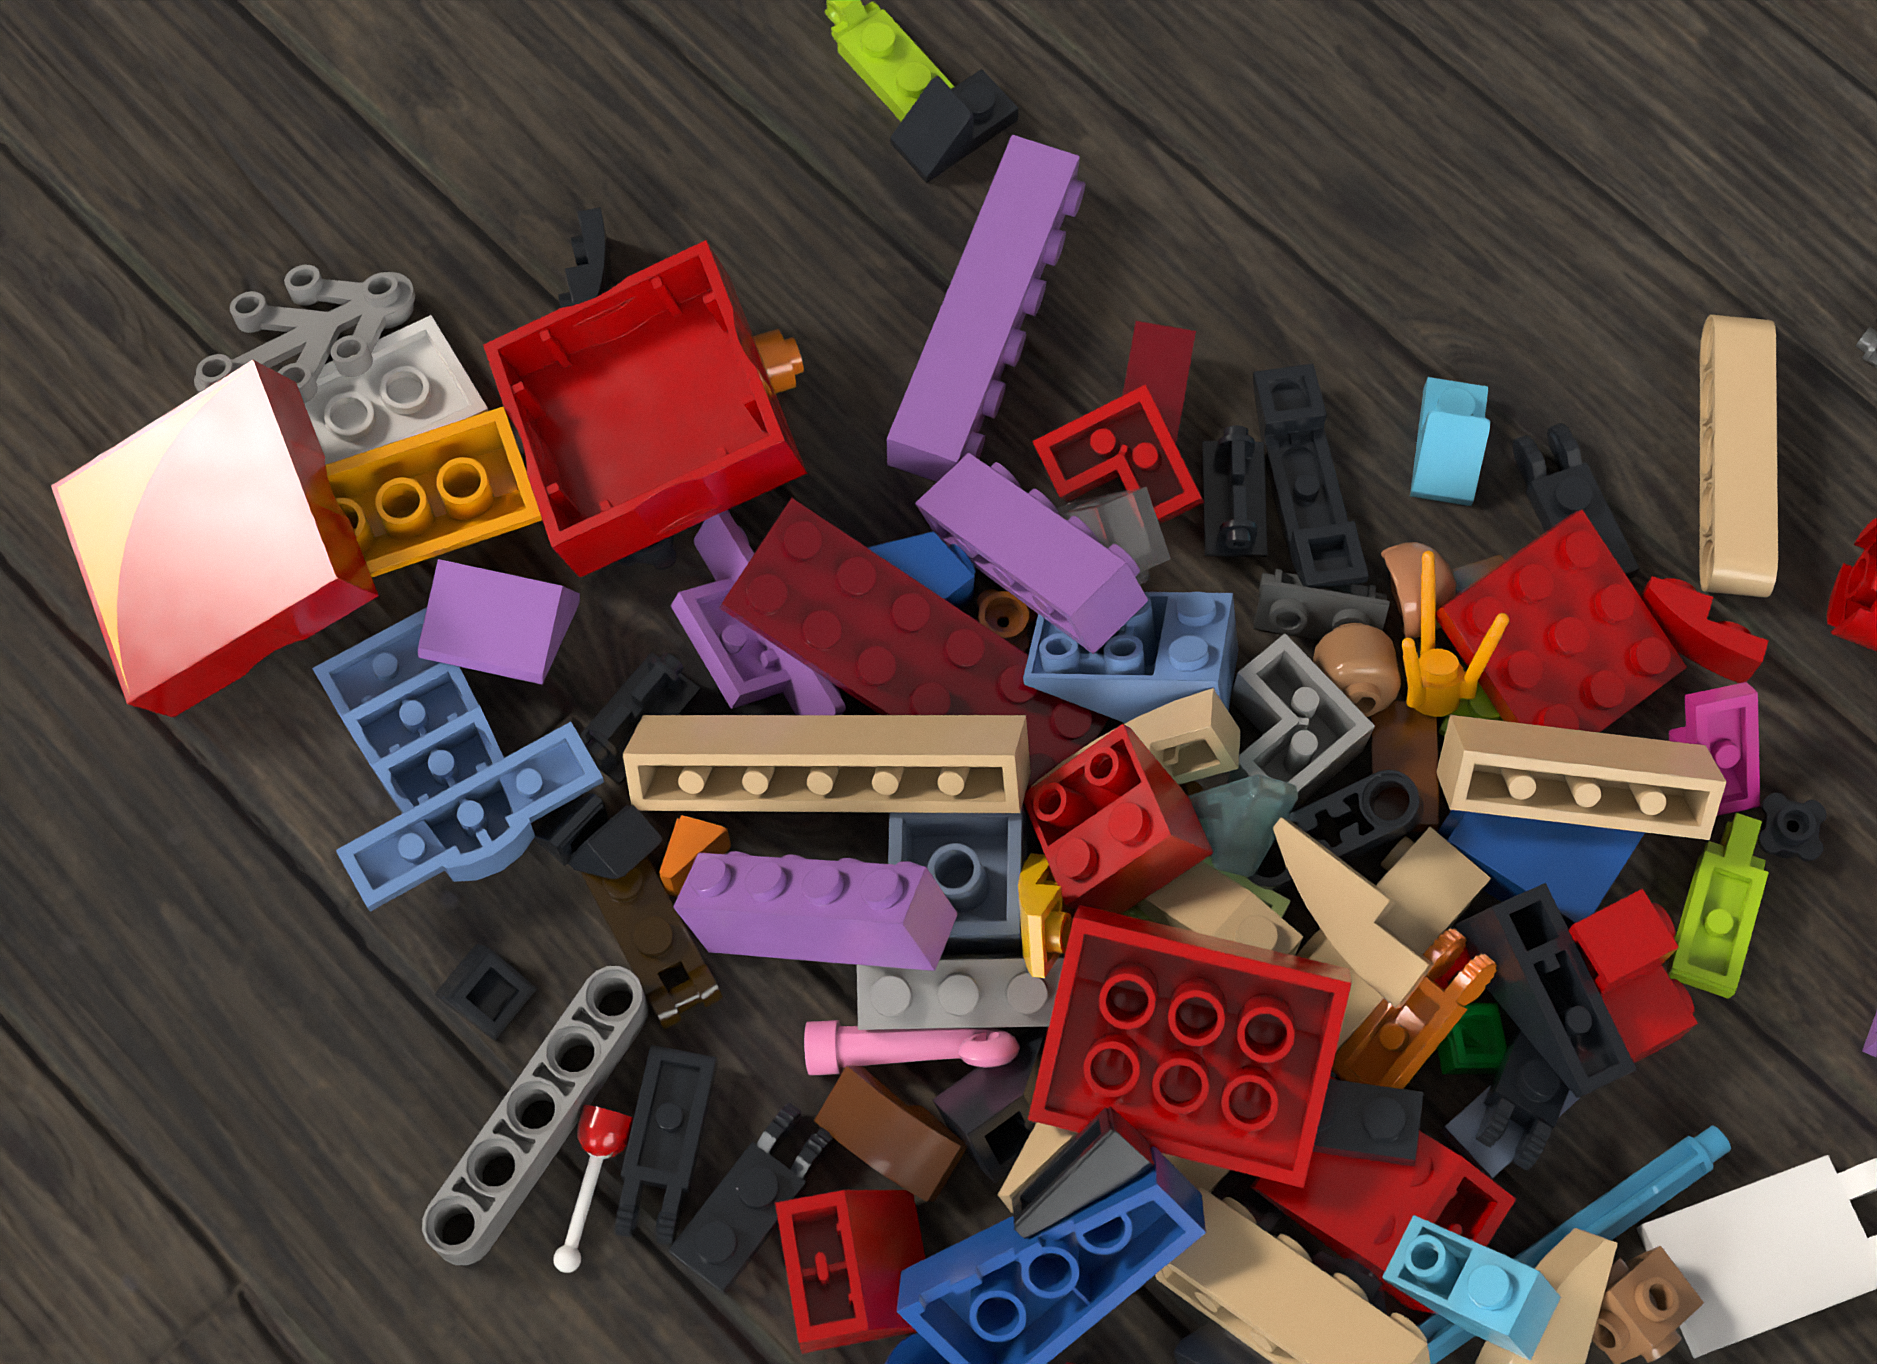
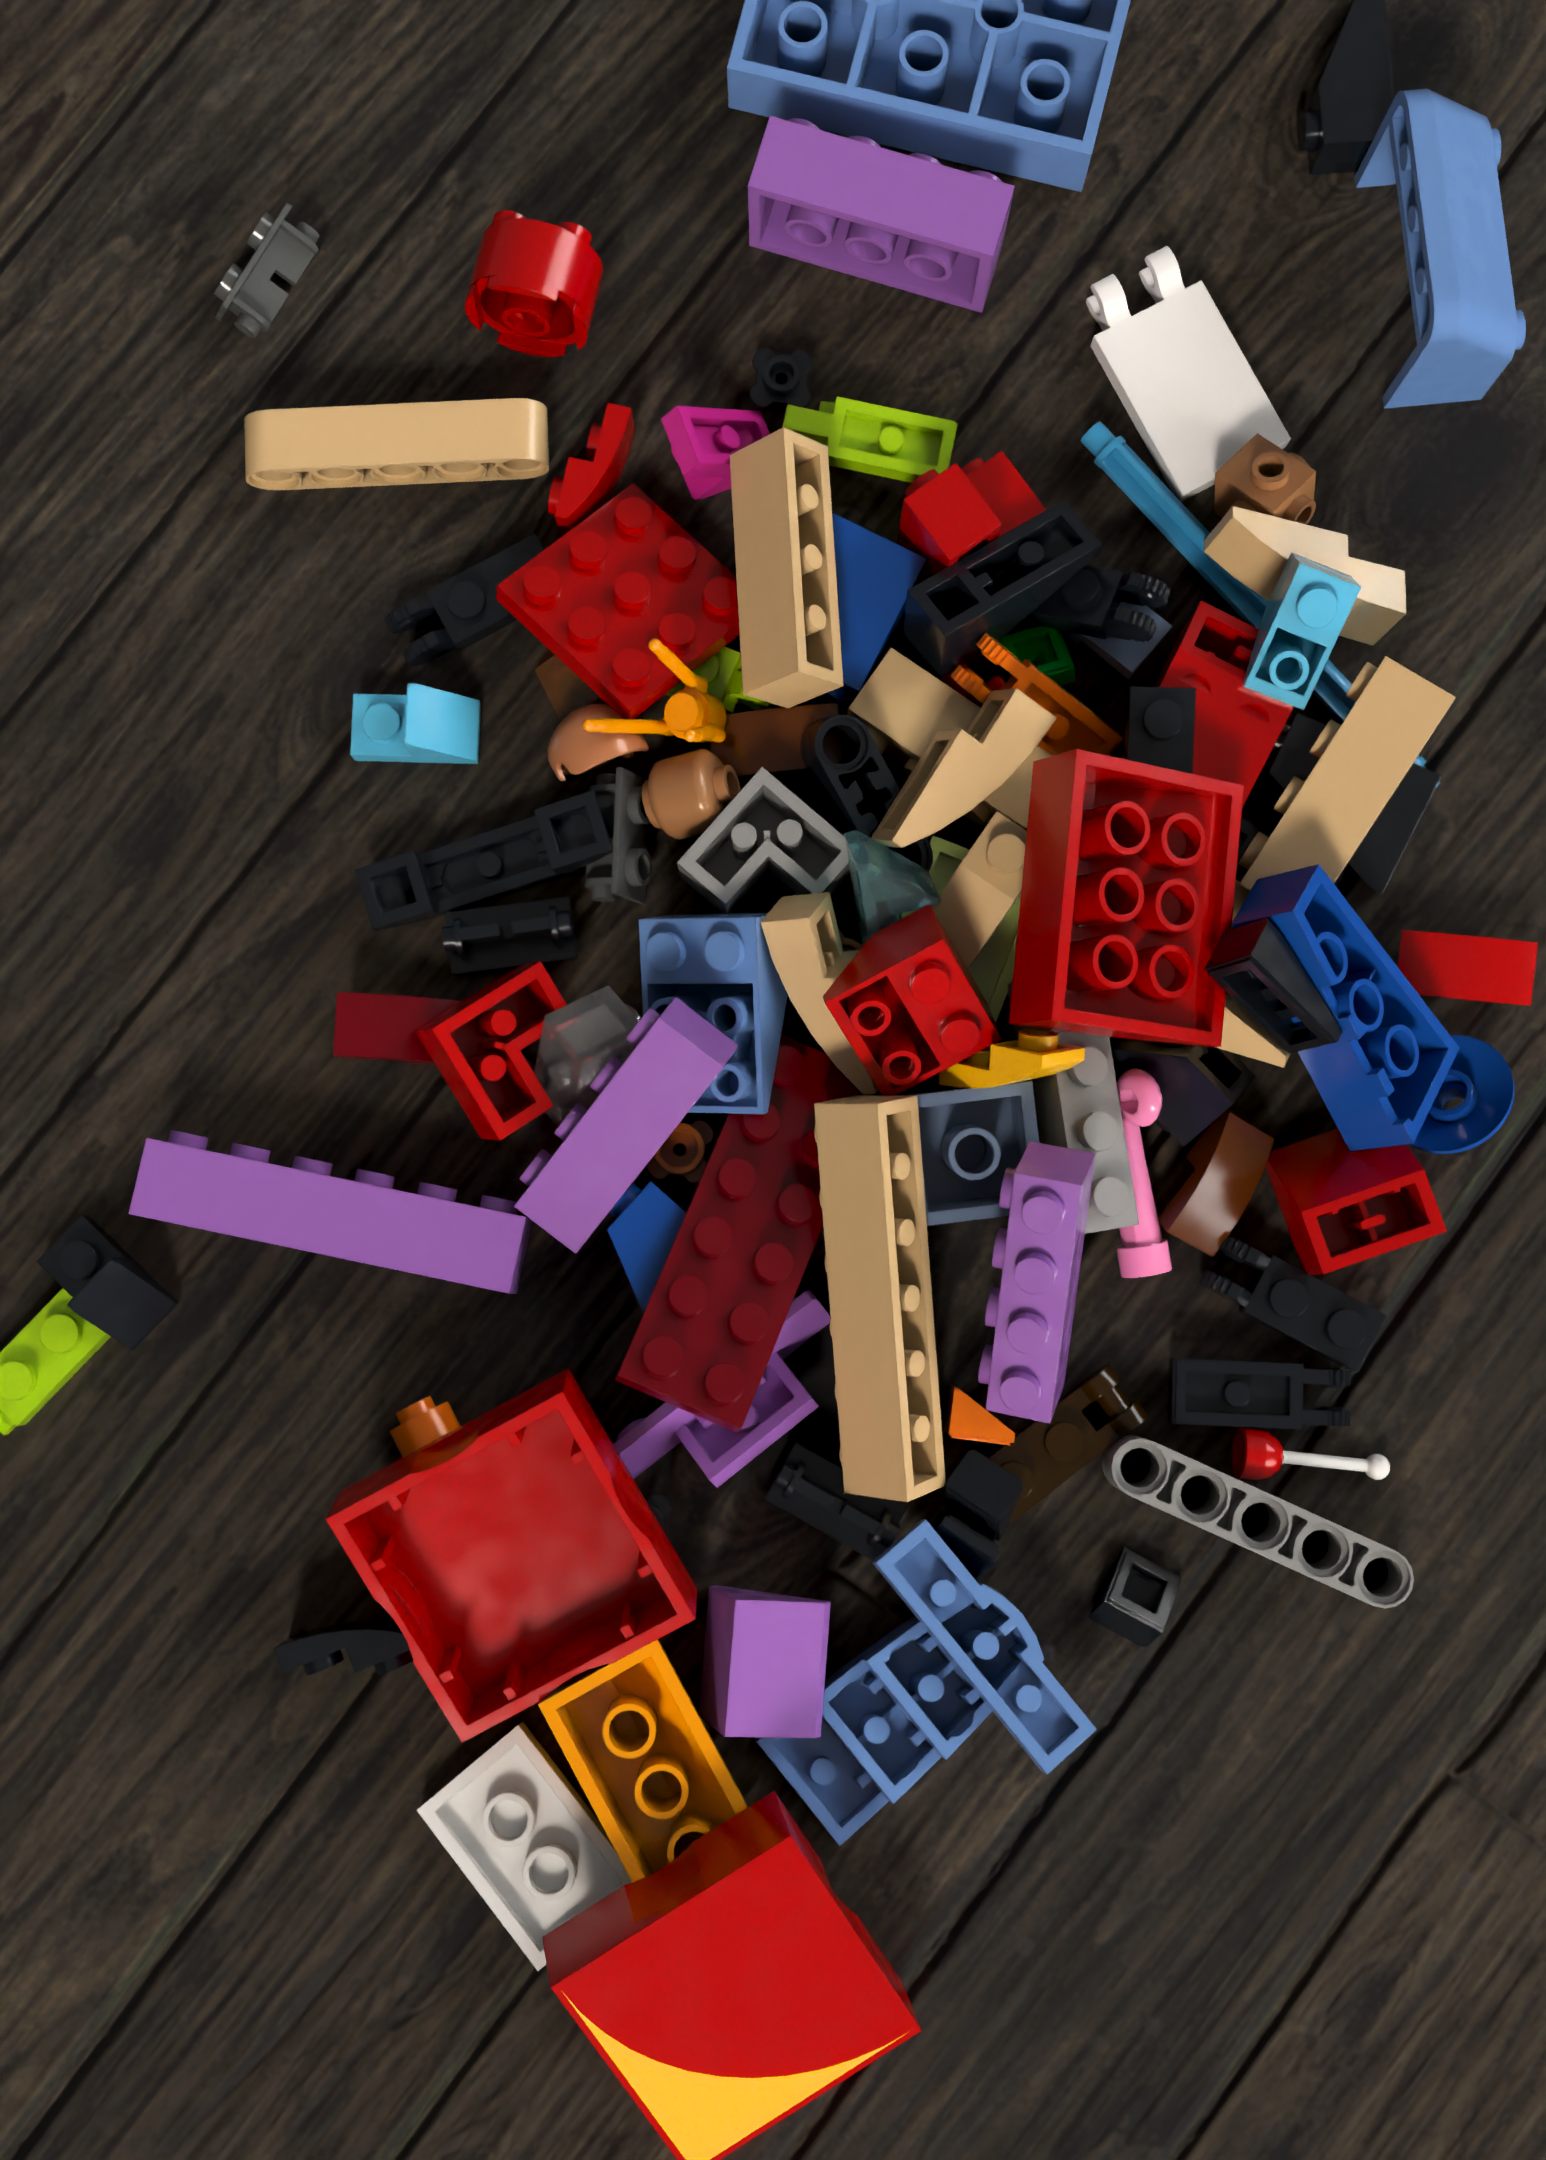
camera: 95 degrees left, 15 degrees up
(373, 305) = (457, 1934): light grey plant -> none

